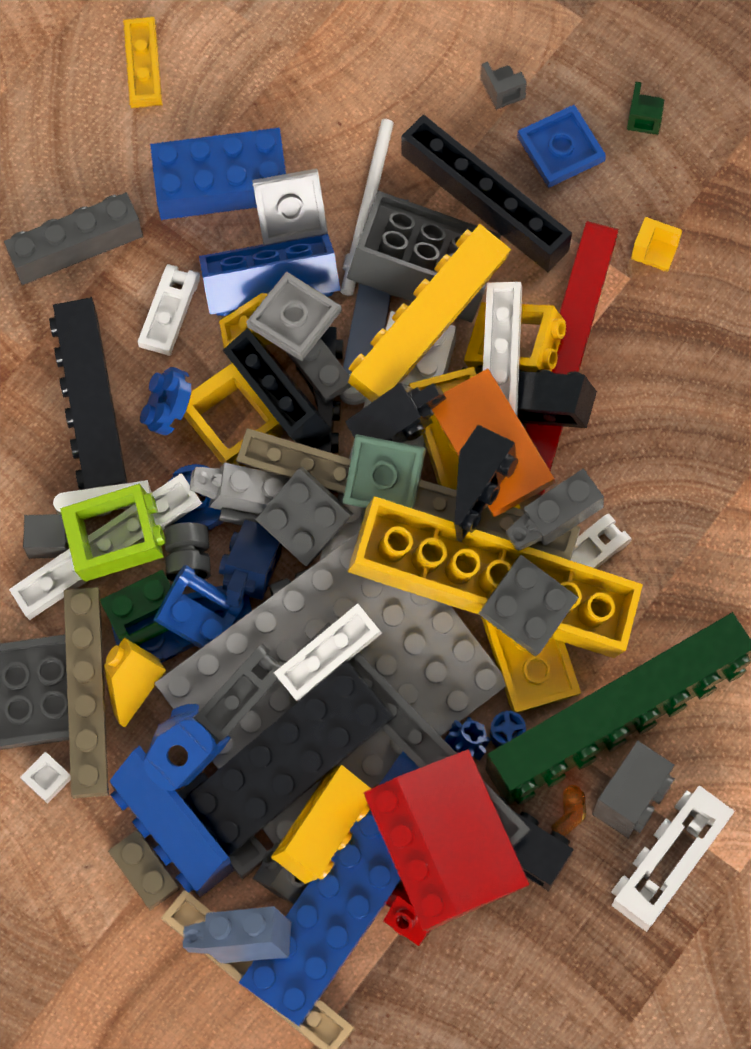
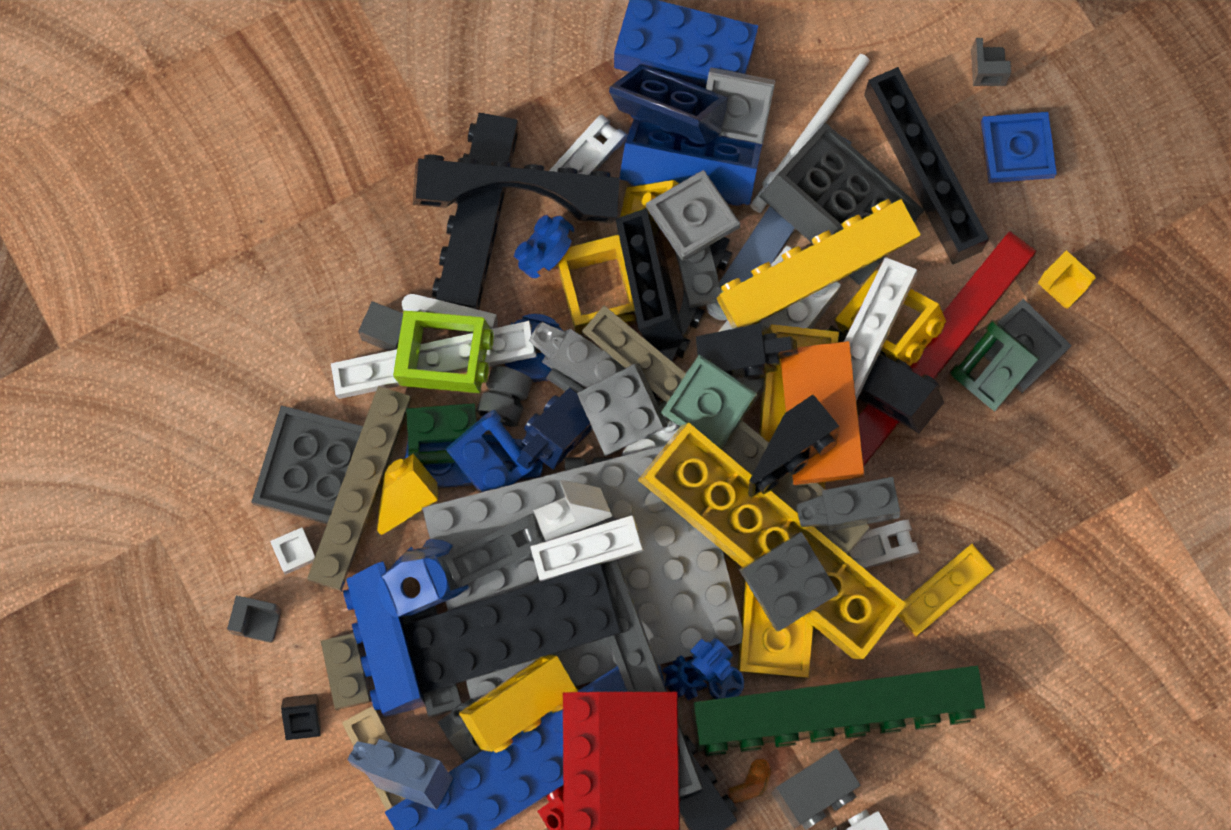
camera: 20 degrees right, 5 degrees up
(35, 856) = (254, 619): none -> dark grey panel
(73, 238) = (524, 55): dark grey brick -> none
(119, 930) = (301, 717): none -> black slope
(184, 341) = (584, 196): none -> black arch
(229, 228) = (670, 103): none -> dark blue slope
(304, 622) = (579, 509): none -> white slope
(486, 711) = (711, 660): none -> blue gear
(636, 347) = (1002, 373): none -> plate
(642, 318) = (1034, 333): none -> dark grey plate
(645, 112) = (1113, 145): dark green panel -> none
(669, 563) = (944, 589): none -> yellow tile

